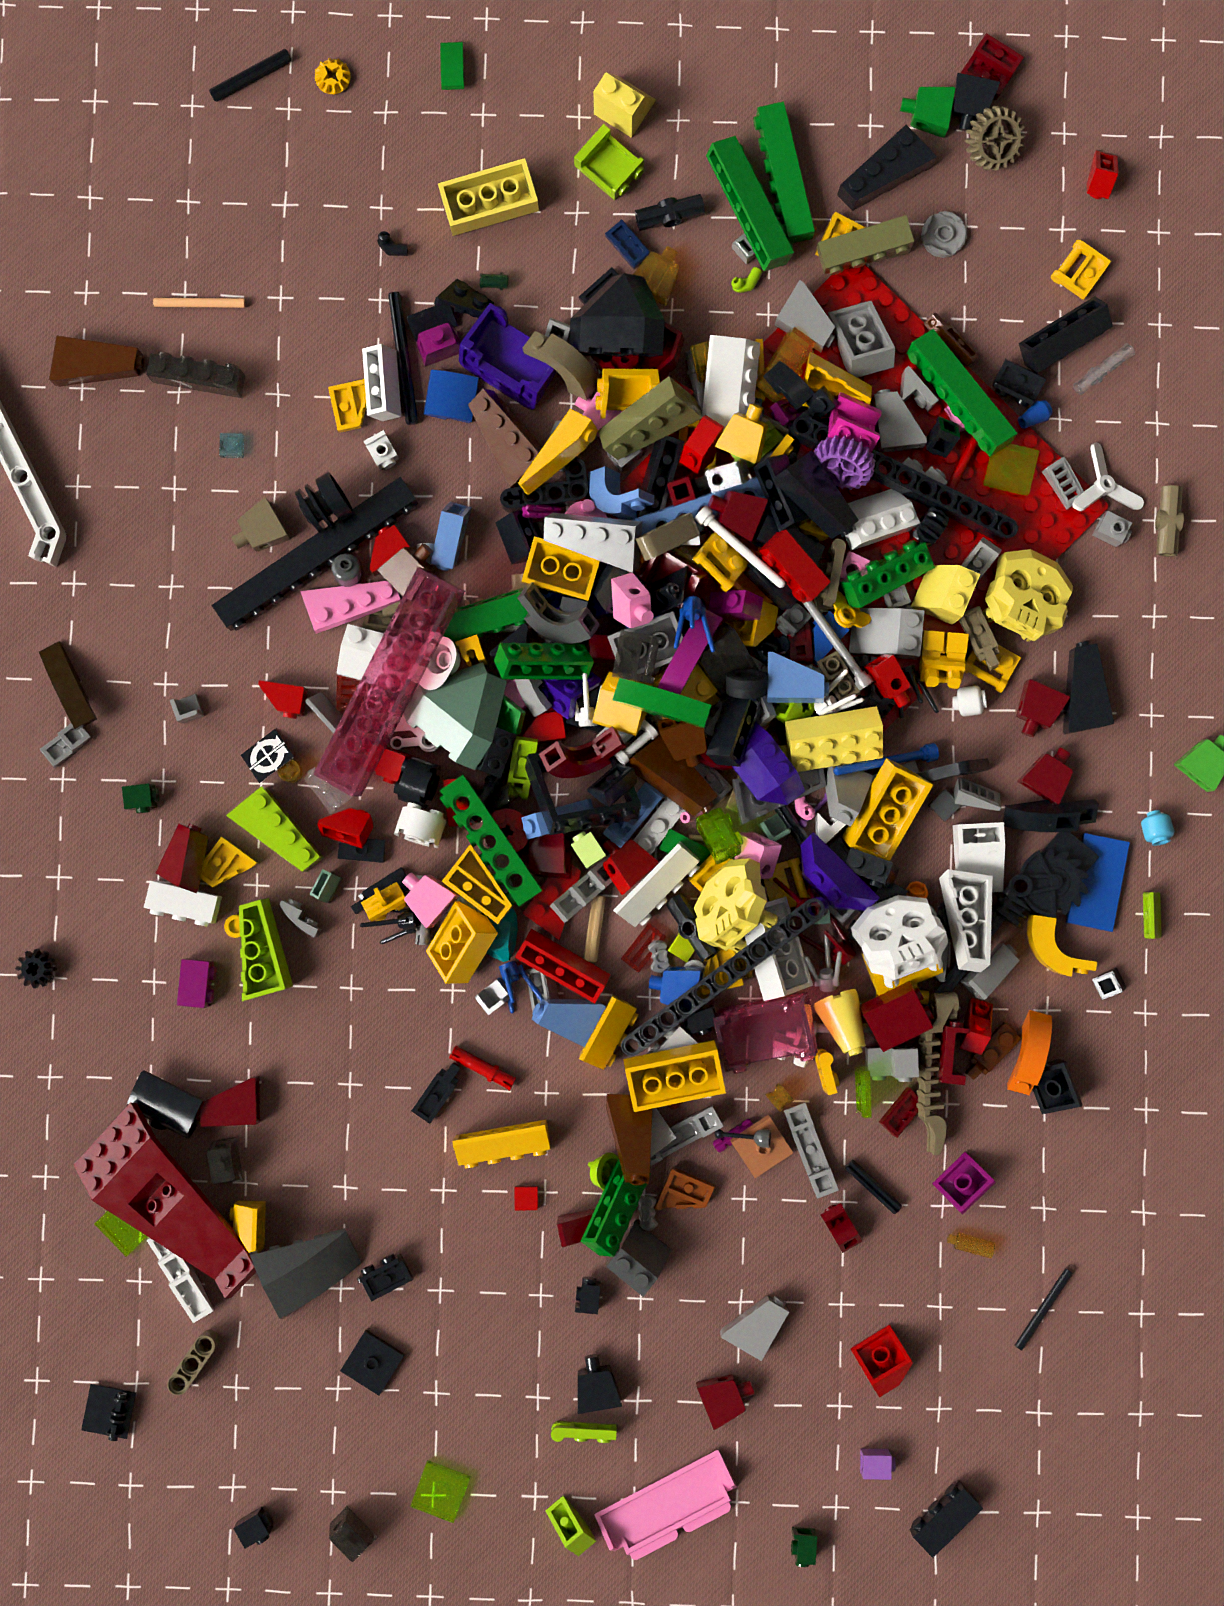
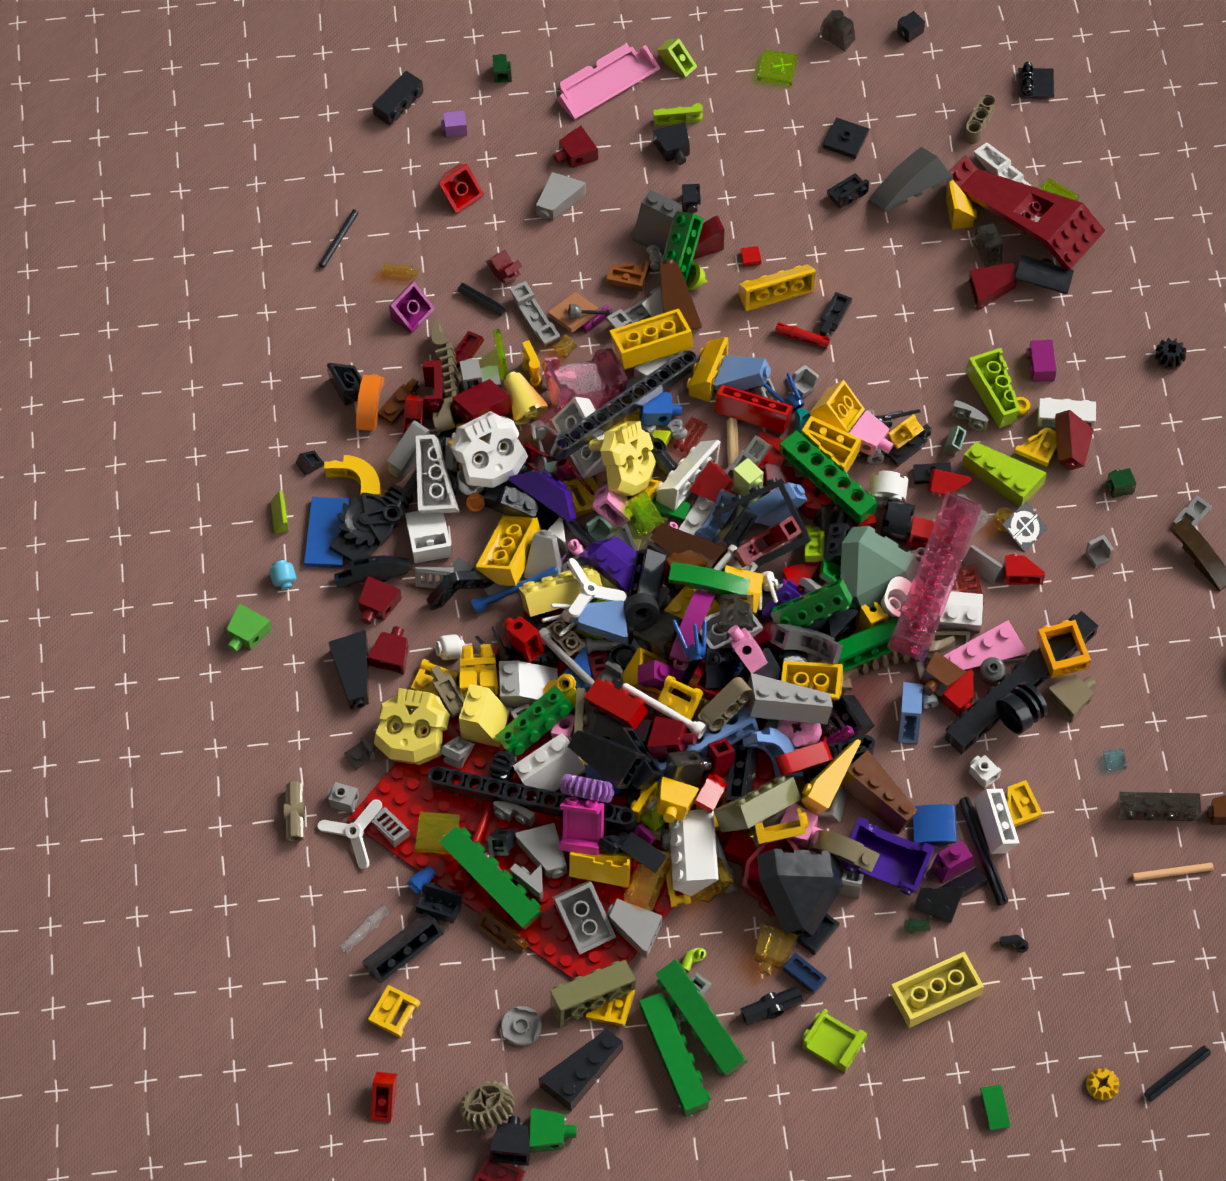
camera: 175 degrees right, 25 degrees down
(258, 551) = (1068, 665): none -> light orange window
(586, 477) = (803, 758): none -> beam
(621, 103) = (831, 1090): light yellow slope -> none
(795, 715) = (590, 590): none -> white piece
(1087, 583) = (360, 754): none -> clear smoke bracket

